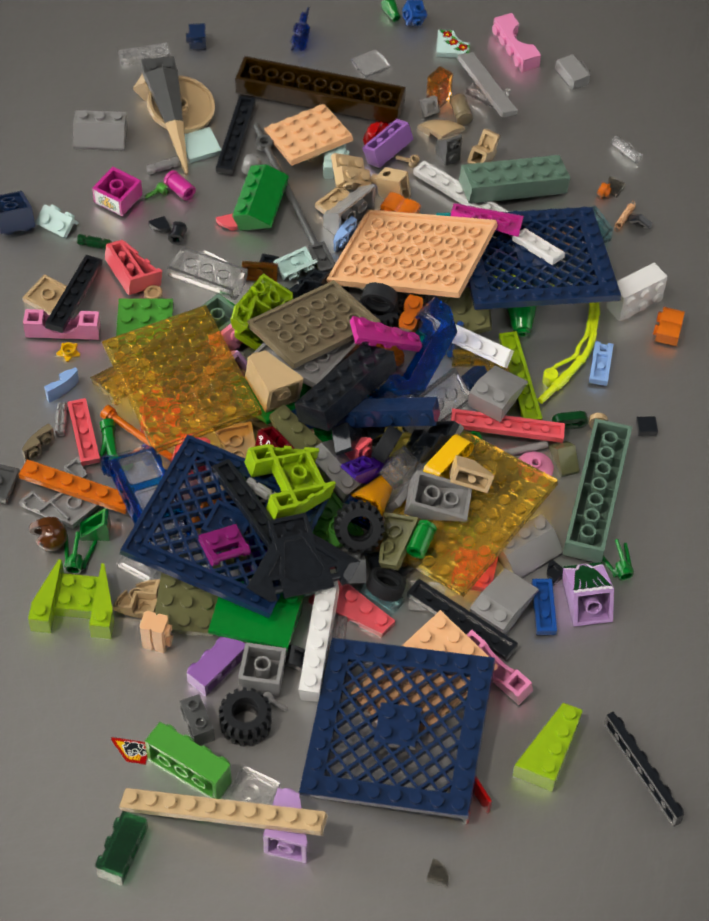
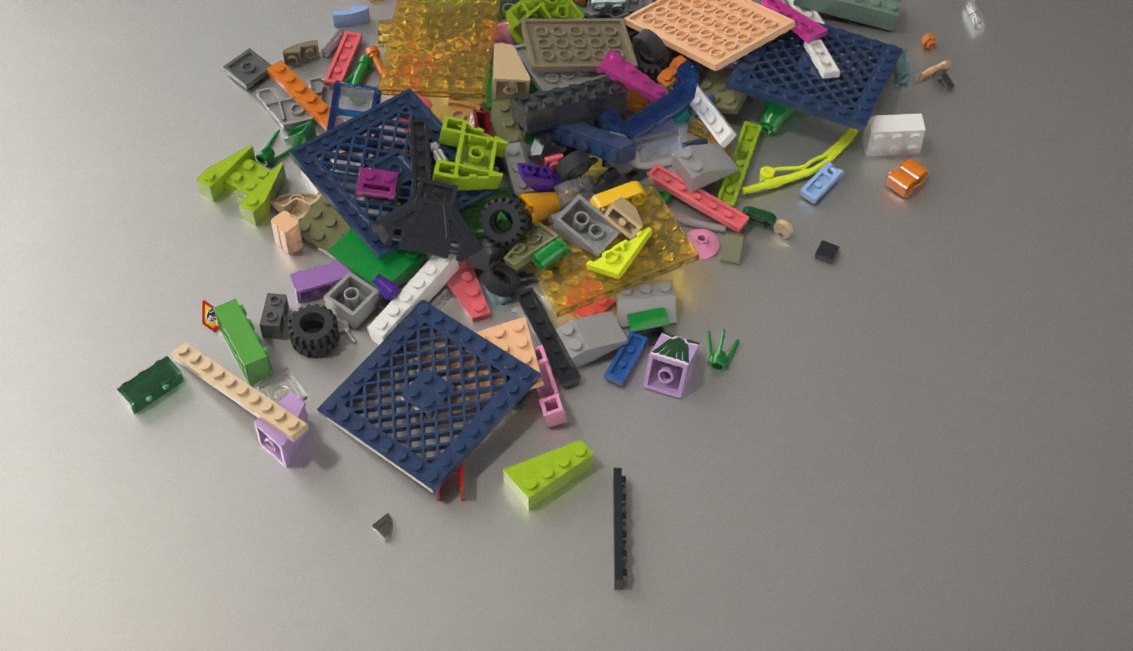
camera: 30 degrees right, 0 degrees up
(51, 533) = (260, 123): reddish brown helmet -> none
(295, 642) = (386, 287): none -> dark purple cone
(489, 517) = (617, 260): none -> neon yellow wing
(541, 561) = (647, 319): none -> green slope
(597, 491) = (739, 284): sand green brick -> none
(616, 185) = (943, 42): clear smoke tile -> none

